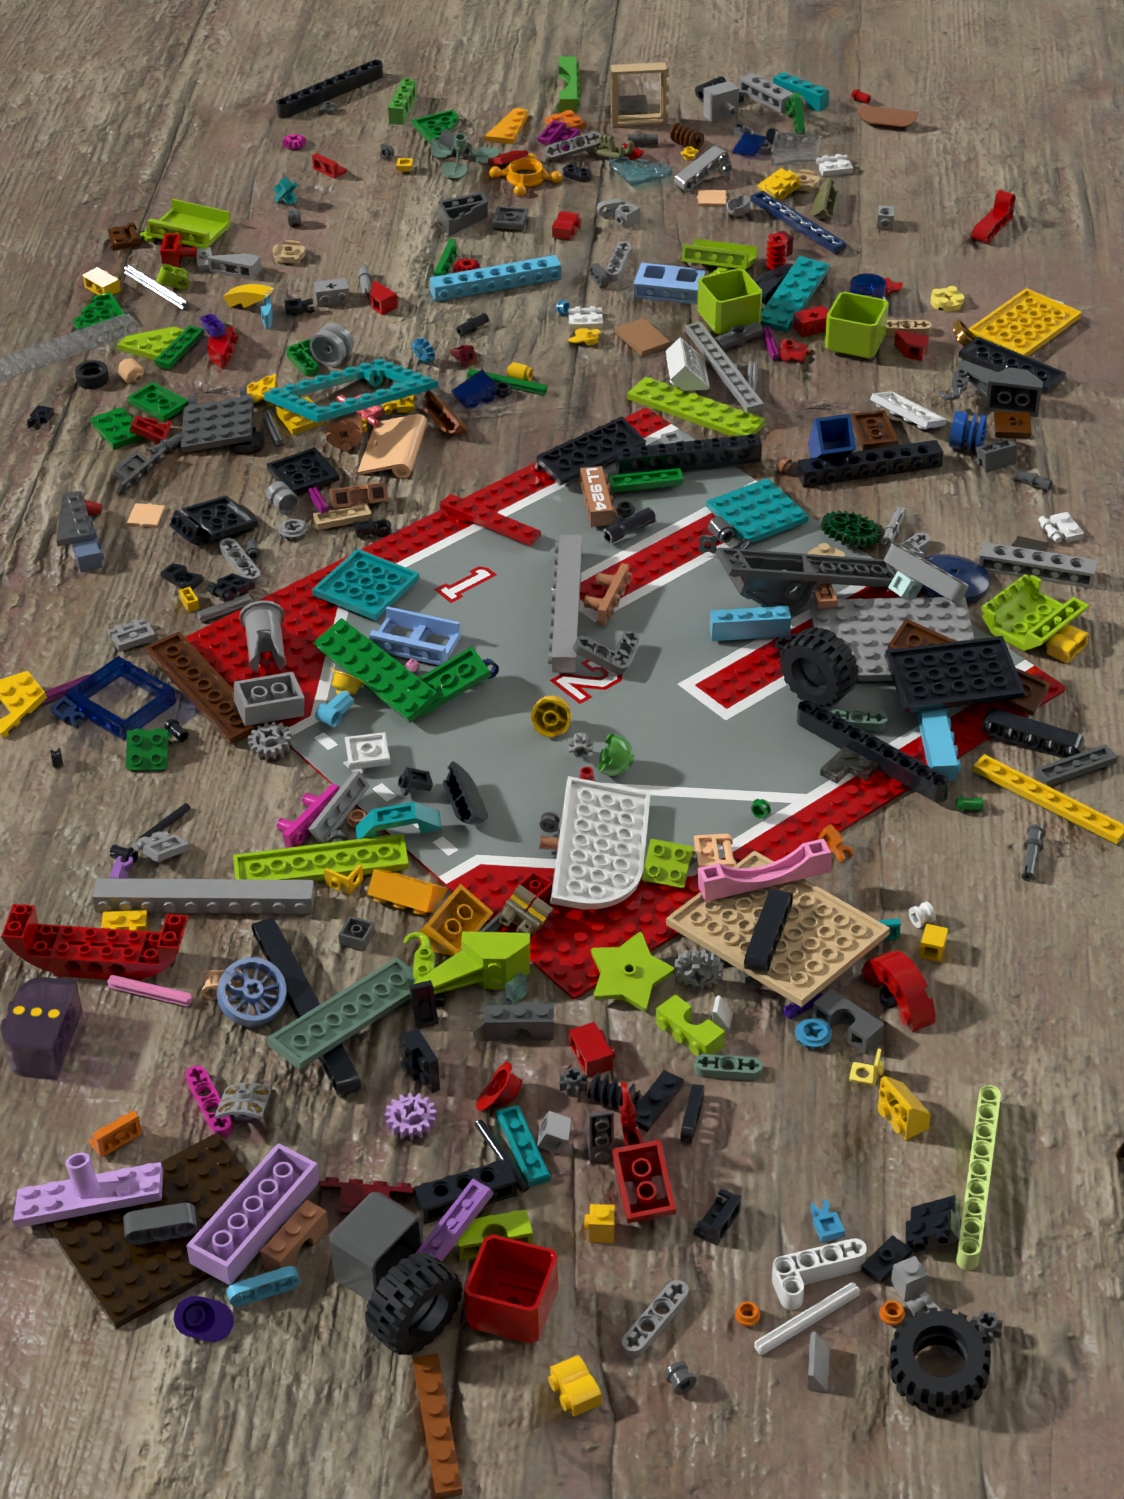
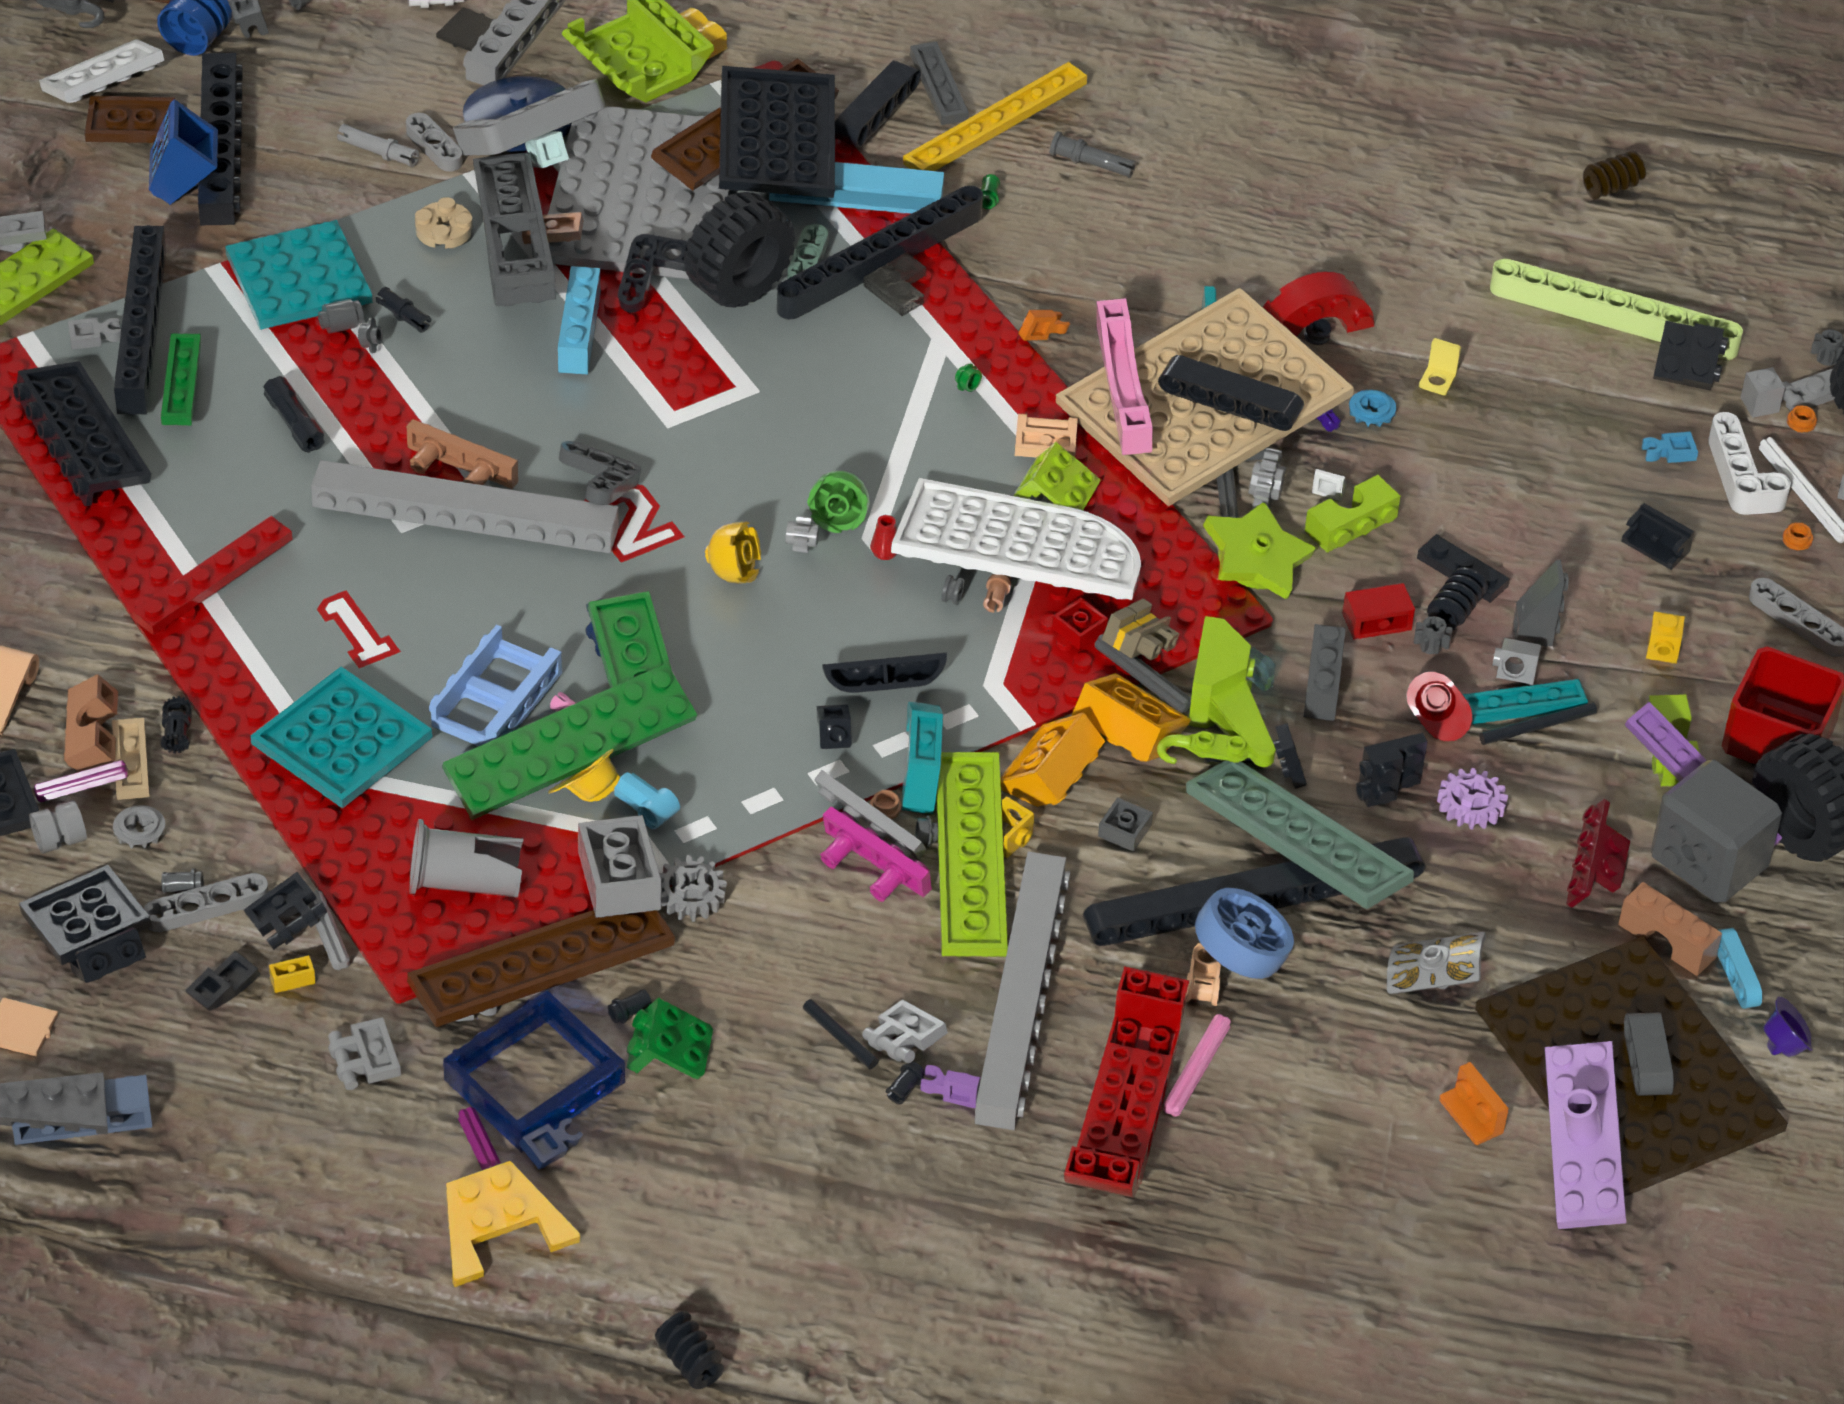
camera: 85 degrees left, 5 degrees up
(41, 1026) = (1277, 1176): clear purple brick -> none
(56, 757) = (662, 1159): black bush -> none
(125, 920) = (1049, 1087): yellow plate -> none
(206, 1102) = (1417, 1013): dark pink beam -> none
(253, 1214) = (1648, 949): lavender brick -> none
(367, 751) = (751, 772): white plate -> none
(437, 1197) = (1601, 757): black brick -> none
(597, 496) = (206, 439): nougat brick -> none
(625, 509) = (246, 413): pearl dark grey plate -> none
(641, 1170) = (1613, 579): red slope -> none
(692, 1113) = (1483, 538): black beam -> none
(720, 1073) = (1420, 503): sand green beam -> none
(784, 465) = (183, 228): nougat plate -> none
(836, 1009) = (1376, 358): dark grey arch -> none
(851, 529) = (378, 185): dark green gear -> none
(881, 1262) = (1716, 401): black plate -> none
(902, 1108) = (1515, 349): yellow slope -> none
(922, 914) = (1188, 271): white wheel -> none
(933, 943) = (1238, 270): yellow brick -> none

